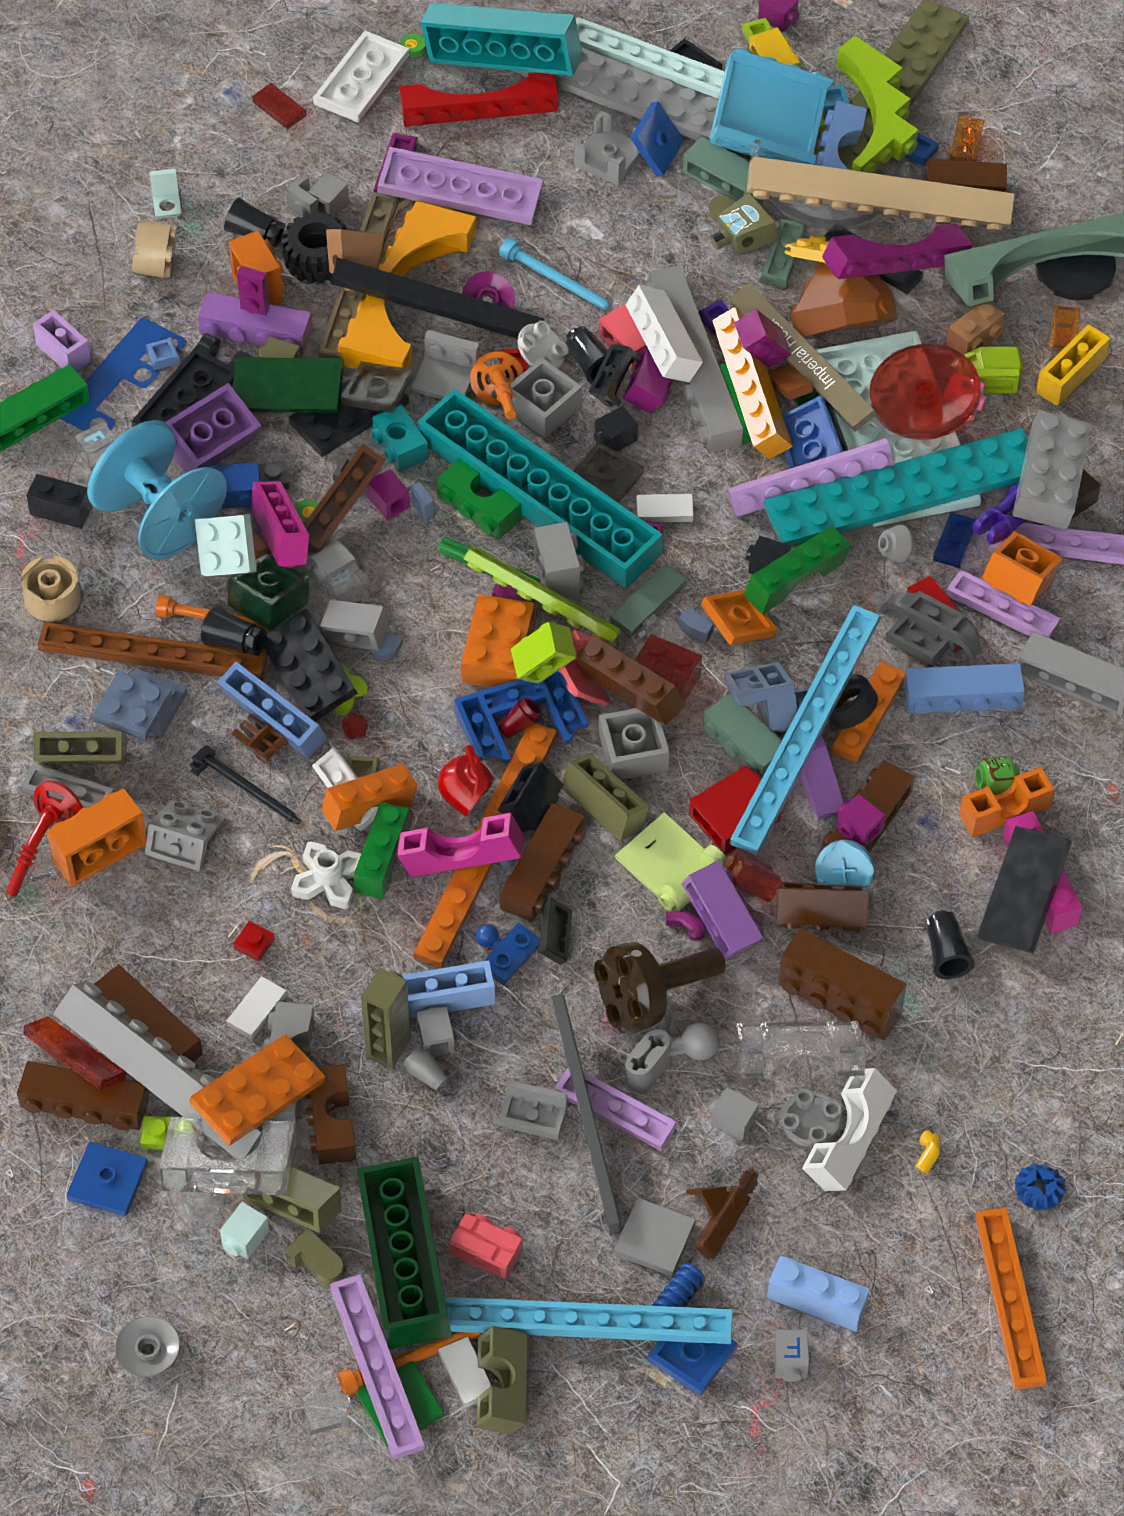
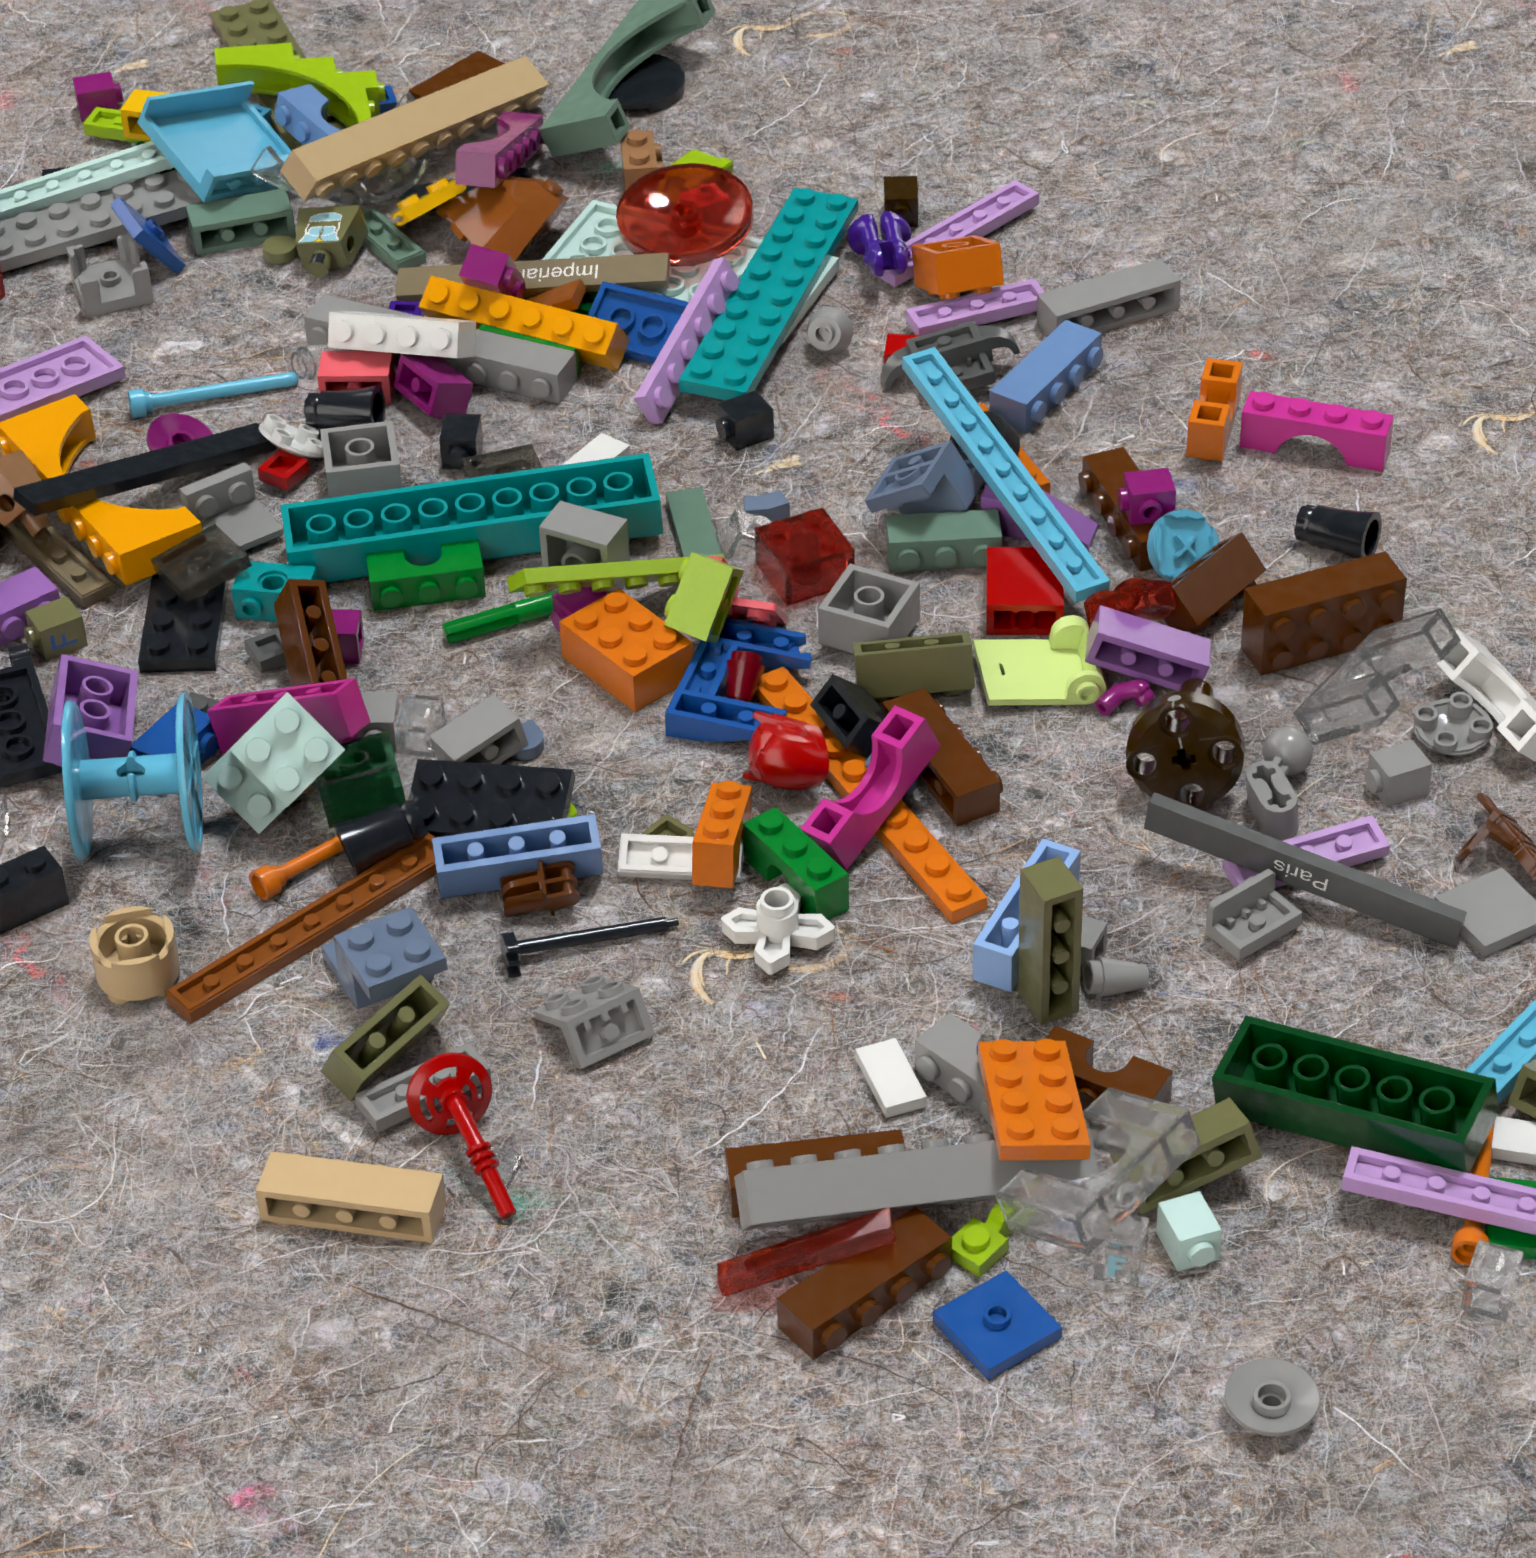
camera: 50 degrees left, 15 degrees down
(97, 837) = (528, 1079): orange brick -> none
(254, 941) = (798, 1035): red plate -> none
(289, 384) = (111, 621): dark green tile -> none
(317, 1257) = (1284, 1188): olive leg -> none
(354, 726) = (608, 820): clear red plate -> none
(422, 502) = (379, 616): sand blue tile -> none
(486, 1245) = (1400, 1029): coral brick -> none
(497, 381) = (295, 482): orange dish -> none
(507, 953) = (1020, 835): blue plate -> none
(555, 931) = (1037, 791): pearl dark grey plate -> none
(612, 373) = (401, 397): black hinge -> none
(630, 680) = (811, 555): reddish brown brick -> none
(738, 618) = (803, 471): orange plate -> none
(775, 581) = (789, 401): green arch -> none
(954, 540) = (864, 299): clear blue plate -> none
(967, 139) = (406, 66): clear orange plate -> none
(996, 773) = (1172, 403): bright green head -> none
(1024, 889) = (1336, 439): black tile -> none
(1052, 469) = (877, 181): light grey brick -> none
(1063, 326) = (707, 112): clear orange brick -> none
(1072, 365) = (757, 129): yellow brick -> none

